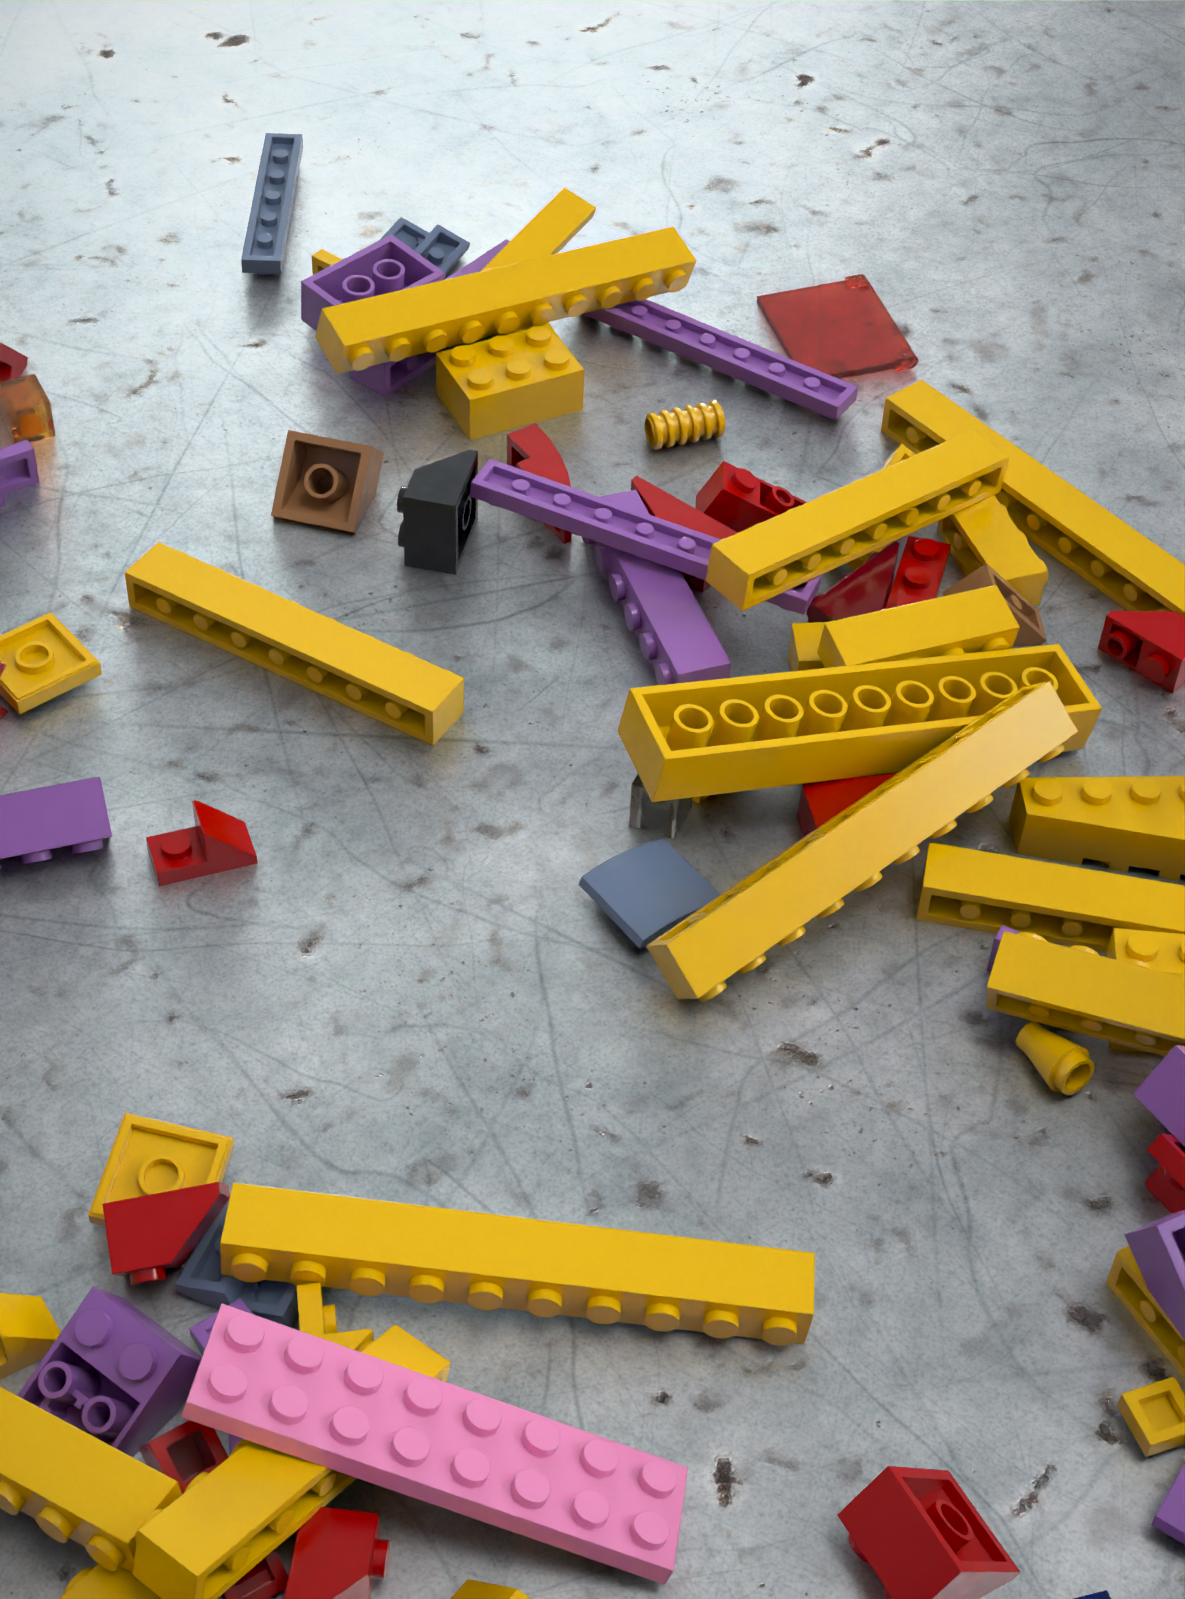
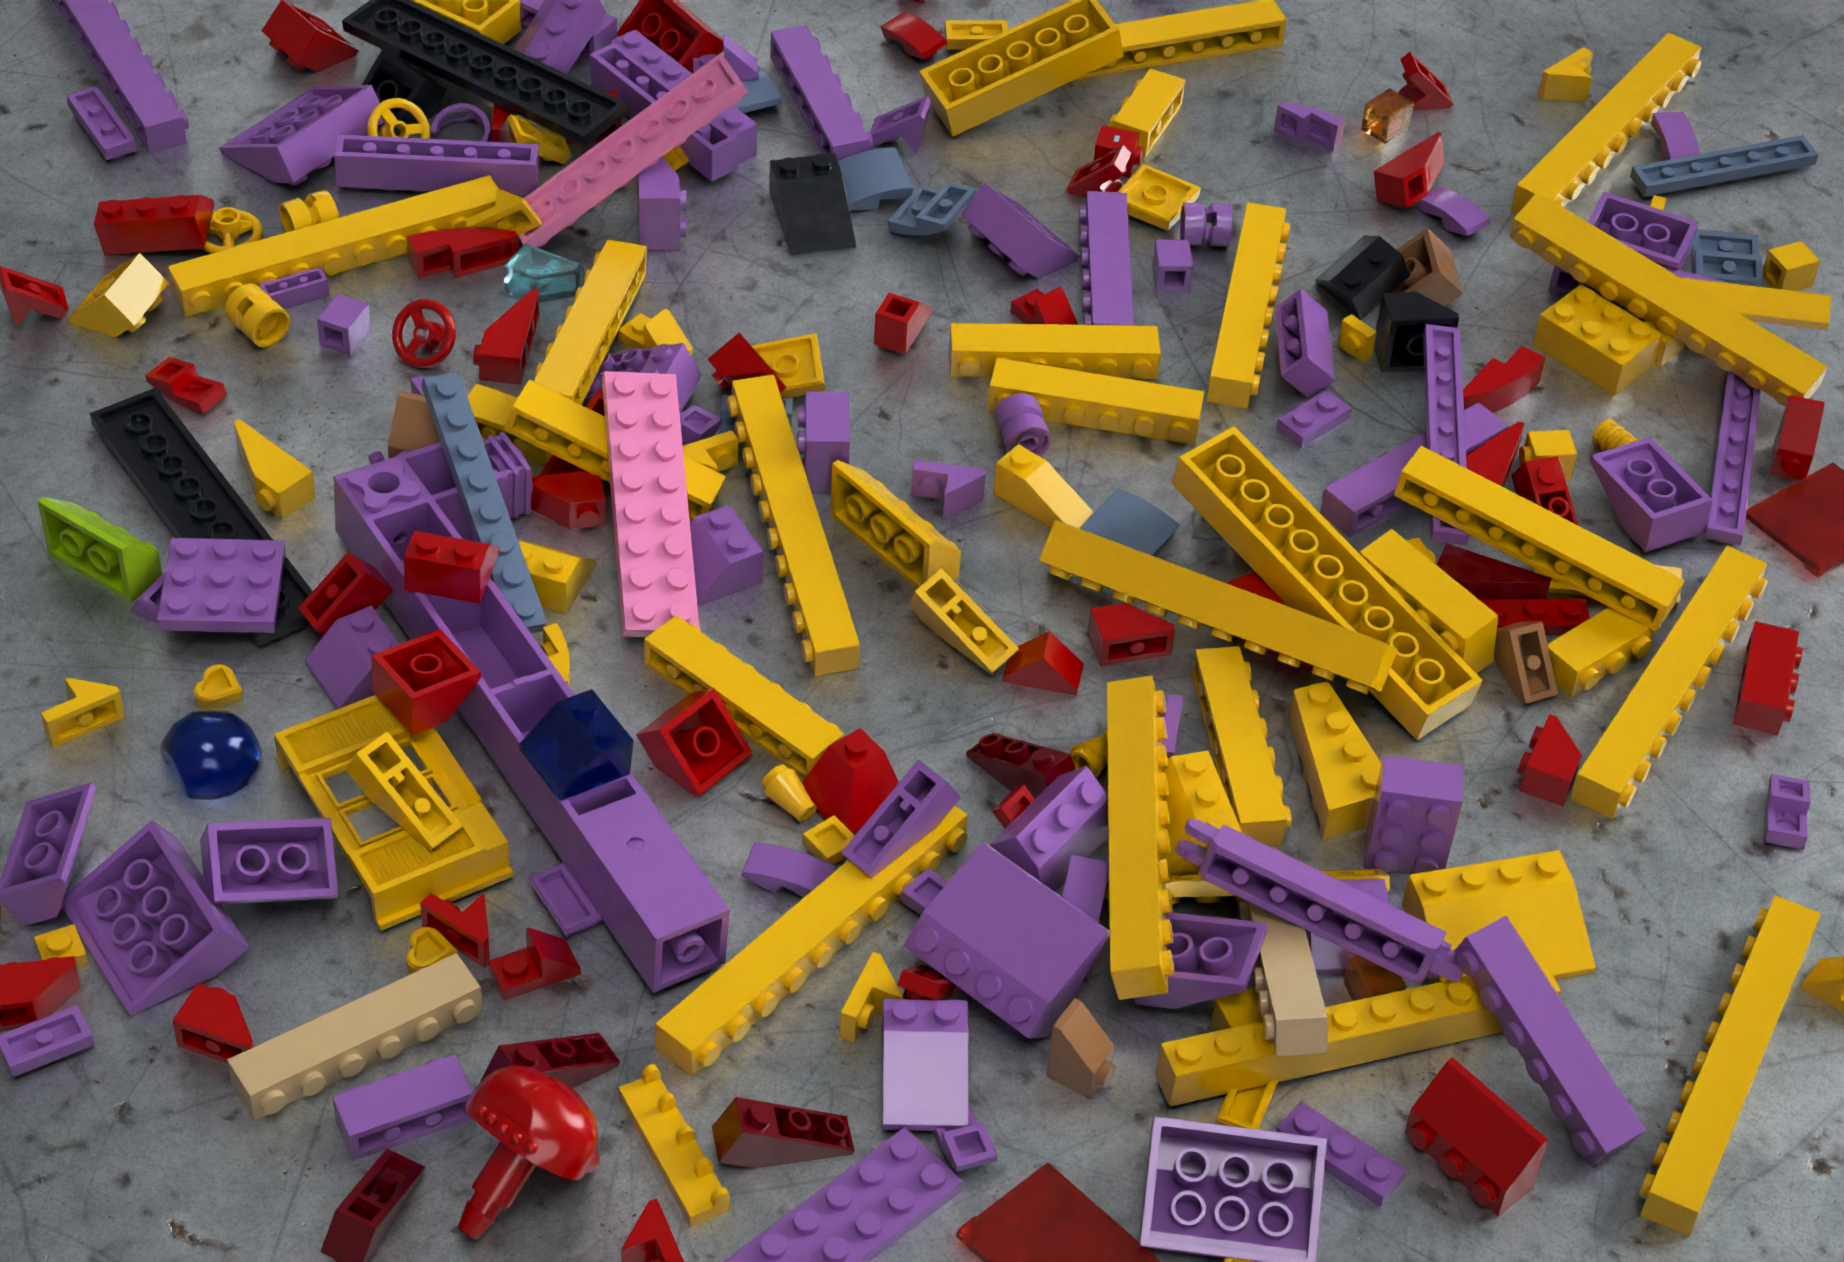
camera: 70 degrees right, 0 degrees up
(59, 254) = (1568, 78): none -> yellow slope
(129, 629) = (1194, 220): none -> medium lavender wheel
(144, 1005) = (899, 322): none -> red slope
(148, 422) = (1411, 174): none -> red slope
(156, 751) = (1106, 259): none -> medium lavender brick
(166, 260) = (1611, 123): none -> yellow brick
(182, 687) = (1172, 265): none -> medium lavender brick
(216, 218) = (1676, 135): none -> medium lavender slope
(236, 412) = (1457, 212): none -> medium lavender slope
(284, 863) = (1096, 349): none -> yellow brick
(306, 519) = (1364, 275): none -> black slope
(377, 1154) = (824, 436): none -> medium lavender brick
(401, 850) = (1101, 400): none -> yellow brick
(404, 611) = (1304, 343): none -> medium lavender brick
(407, 567) = (1357, 338): none -> yellow plate
(426, 935) = (1023, 423): none -> medium lavender wheel
(464, 212) = (1790, 267): none -> yellow brick
(503, 1052) = (954, 484): none -> medium lavender slope
(517, 656) = (1313, 418): none -> medium lavender plate
(546, 1371) = (723, 555): none -> medium lavender slope
(554, 959) = (1038, 489): none -> yellow slope
(576, 1146) = (890, 526): none -> yellow slope
(679, 473) = (1550, 444): none -> yellow brick
(740, 296) = (1796, 438): none -> red slope
(781, 1123) = (961, 622): none -> yellow slope
(783, 423) = (1651, 494): none -> medium lavender slope
(837, 1452) = (758, 706): none -> yellow brick
(849, 956) = (1128, 634): none -> red slope
(873, 1067) = (1045, 665): none -> red slope
(1051, 1443) = (788, 792): none -> yellow cone
(1054, 1358) = (851, 780): none -> red slope
(1068, 1139) = (1020, 762): none -> dark red slope
(1072, 446) = (1768, 678): none -> red brick

